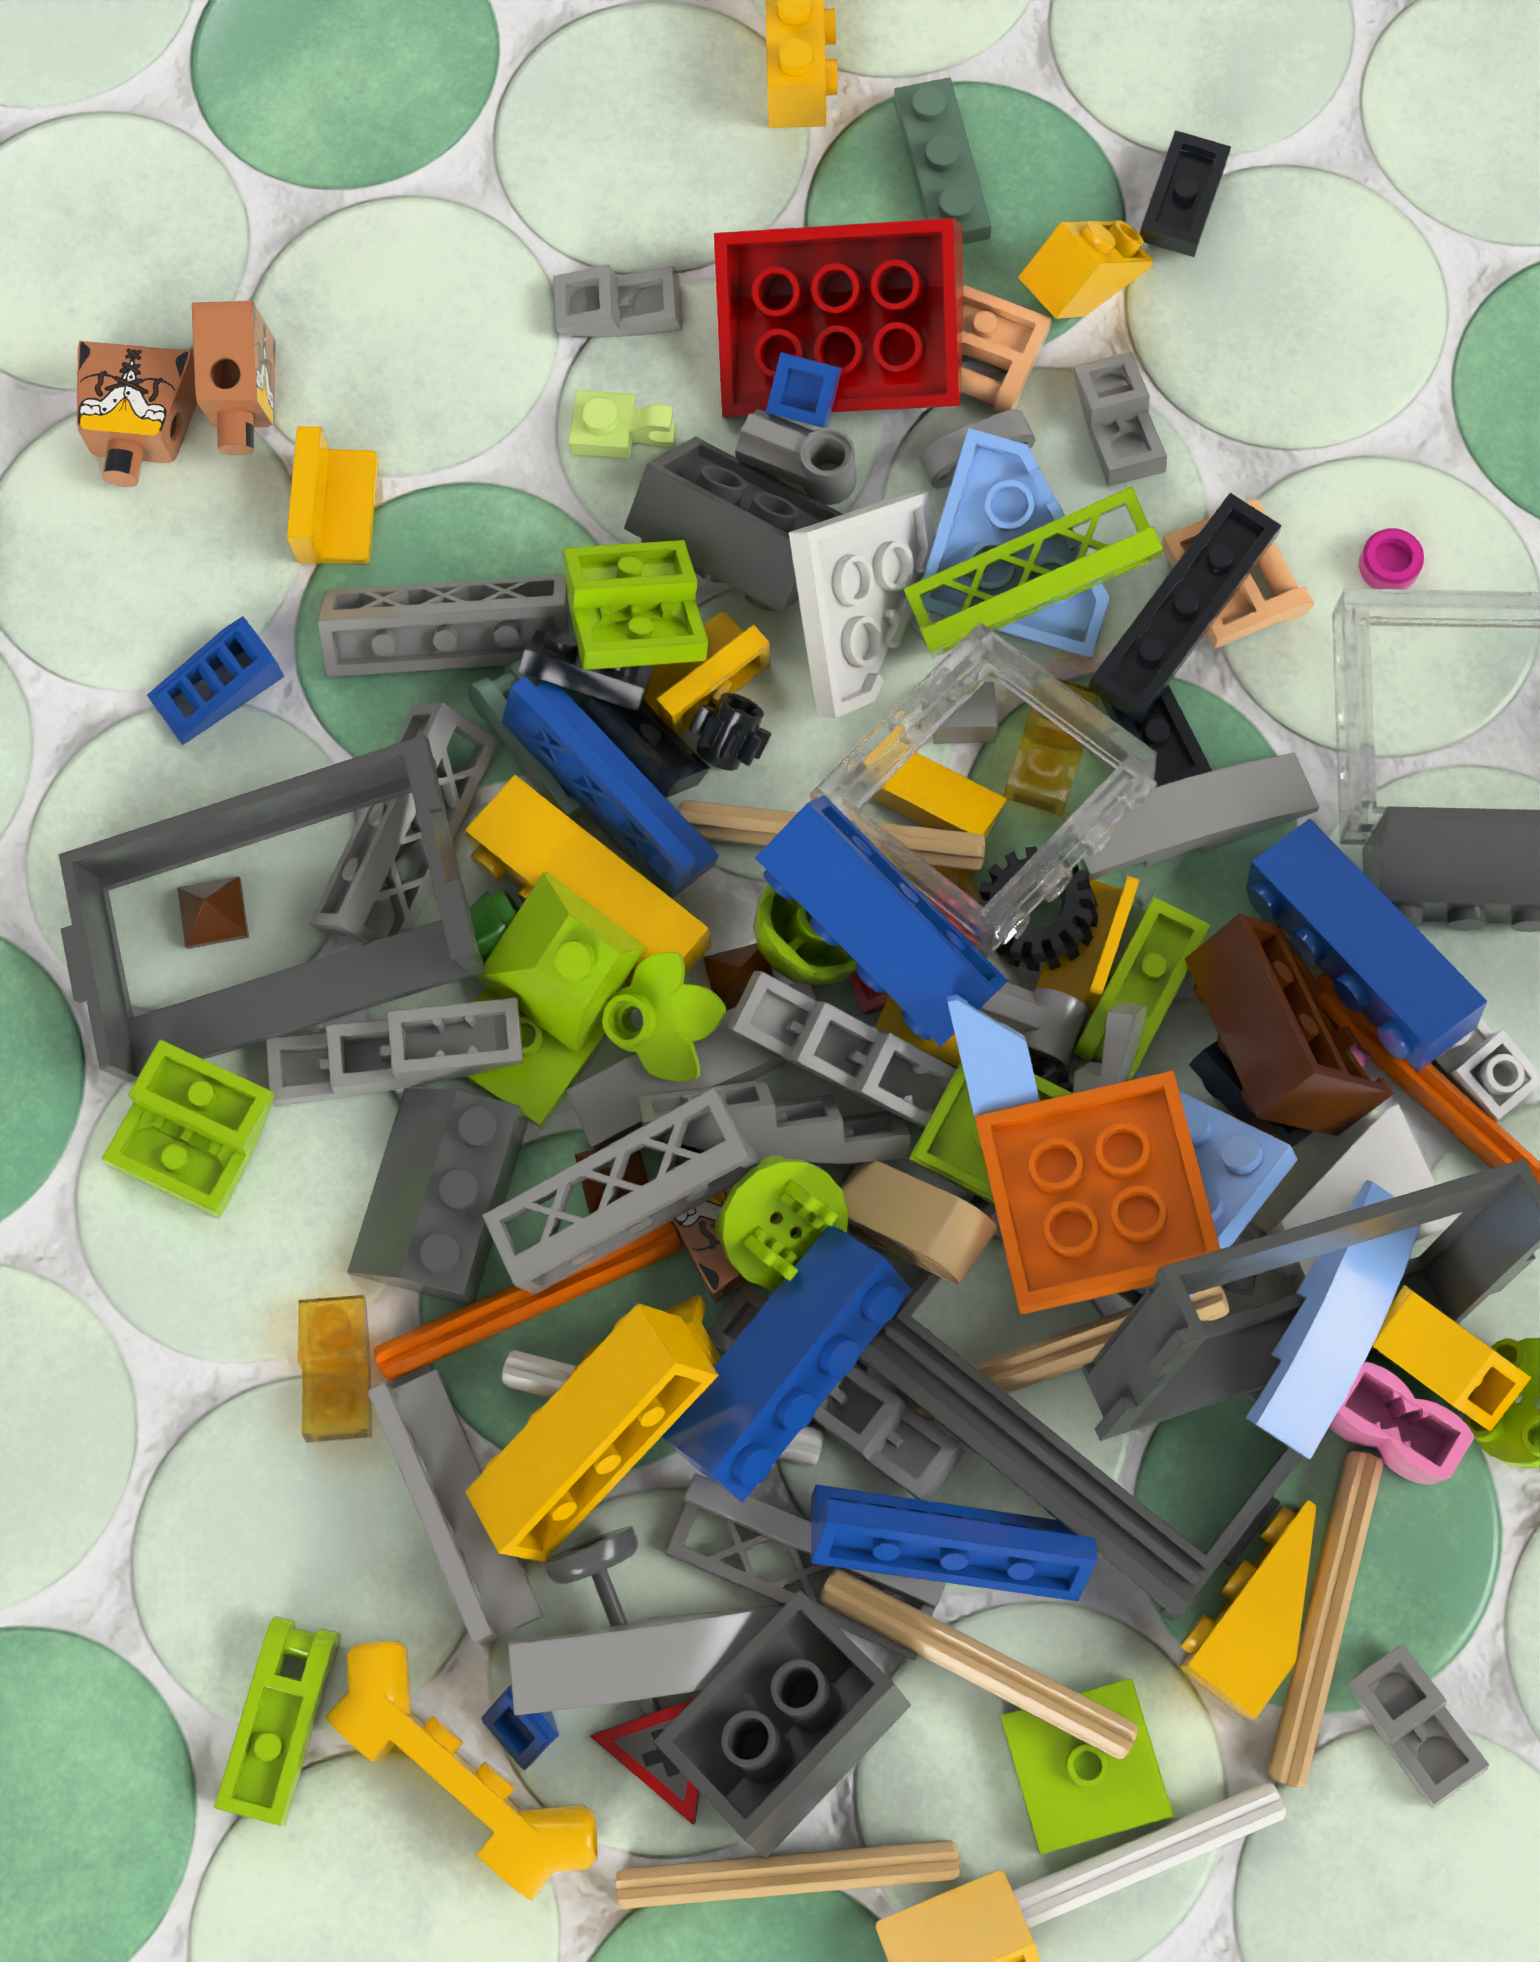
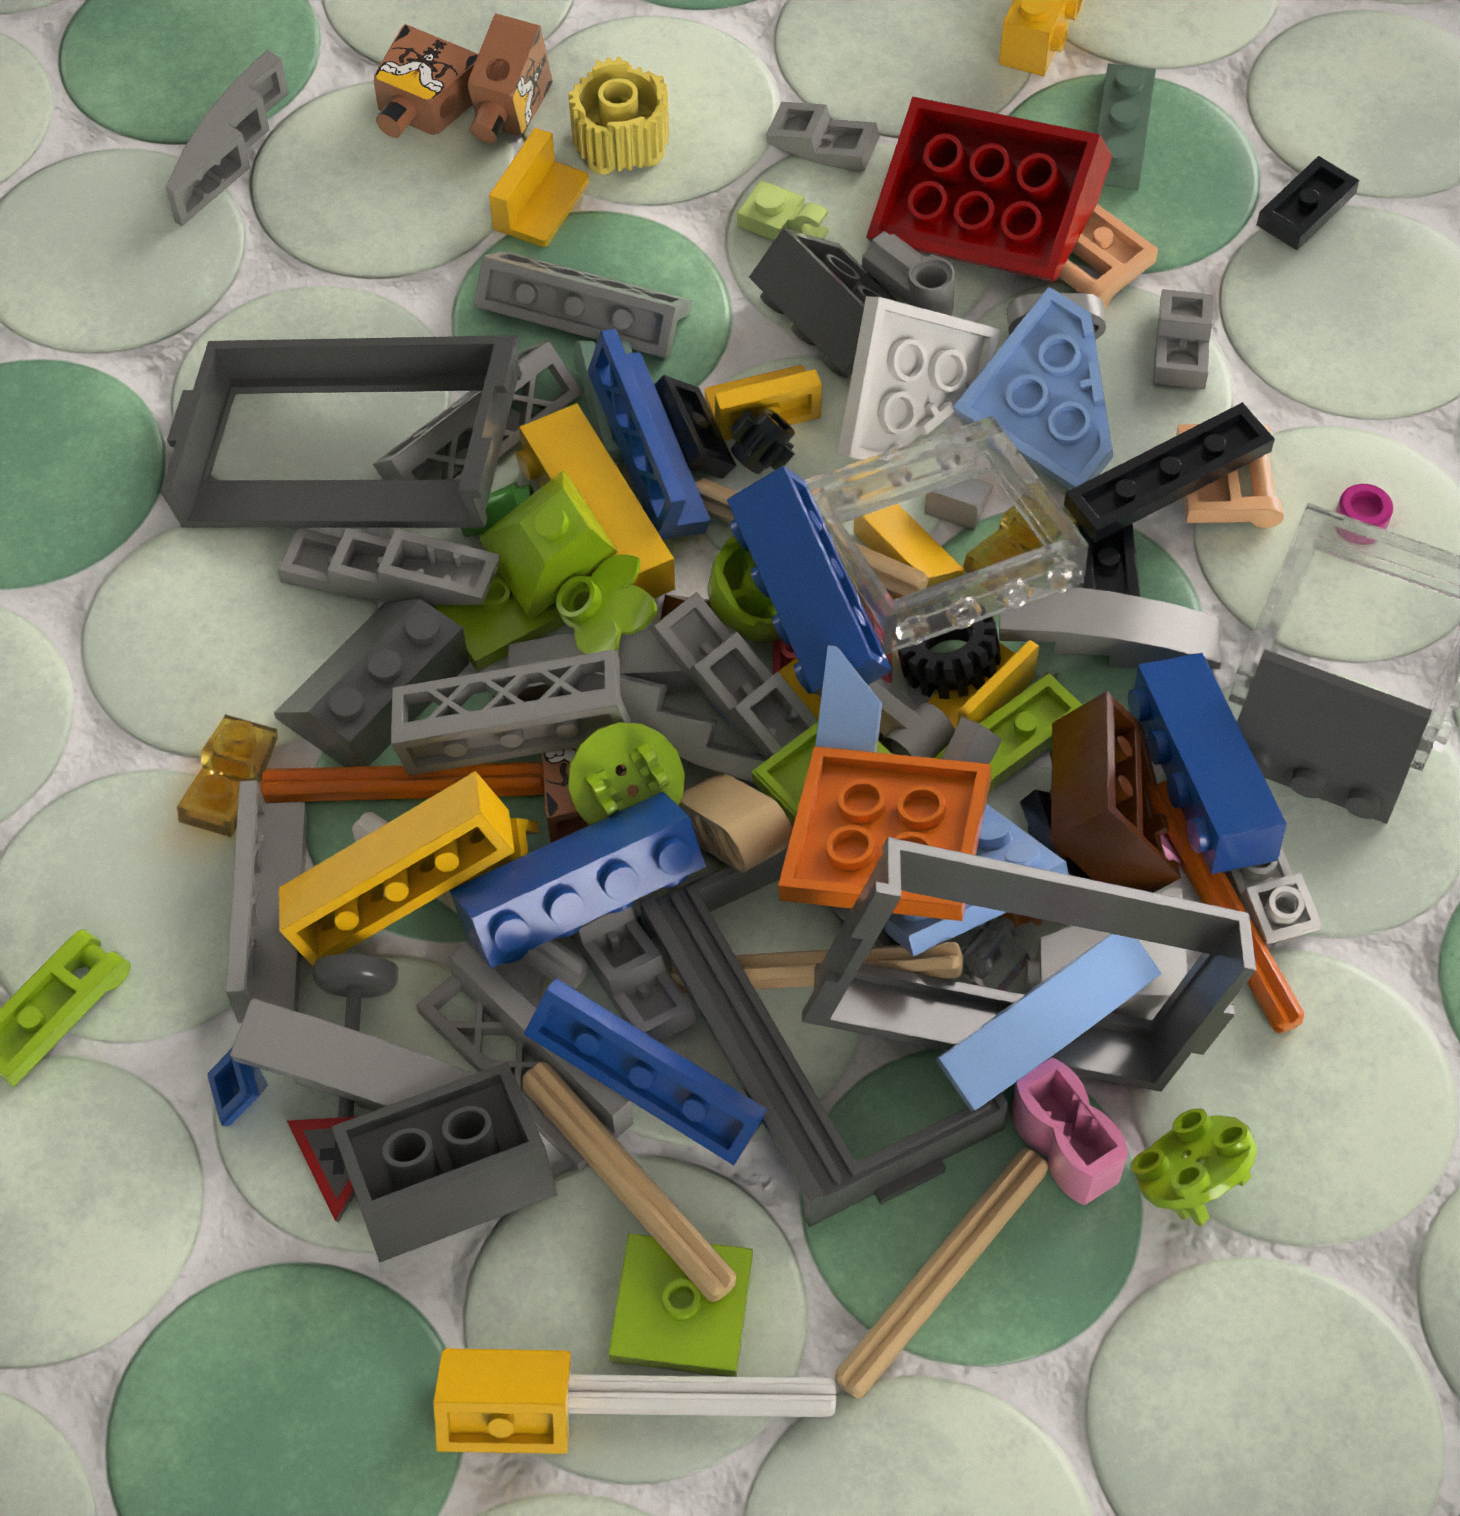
camera: 20 degrees right, 15 degrees down
(189, 1128) = (207, 568): lime slope -> none
(213, 912) = (305, 434): reddish brown slope -> none
(217, 652) = (418, 283): blue slope -> none
(383, 370) = (619, 117): none -> light yellow brick
(524, 1843) = (186, 1168): yellow plate -> none
(556, 659) = (687, 368): black plate -> none
(634, 604) = (728, 321): lime slope -> none
(787, 1874) = (393, 1287): tan axle -> none
(803, 390) = (934, 227): blue plate -> none
(1044, 590) = (1060, 415): lime fence -> none
(1085, 266) = (1202, 222): yellow slope -> none
(1257, 1630) = (871, 1253): yellow slope -> none
(1417, 1726) = (983, 1389): light grey slope -> none
(1449, 1359) = (1134, 1090): yellow slope -> none

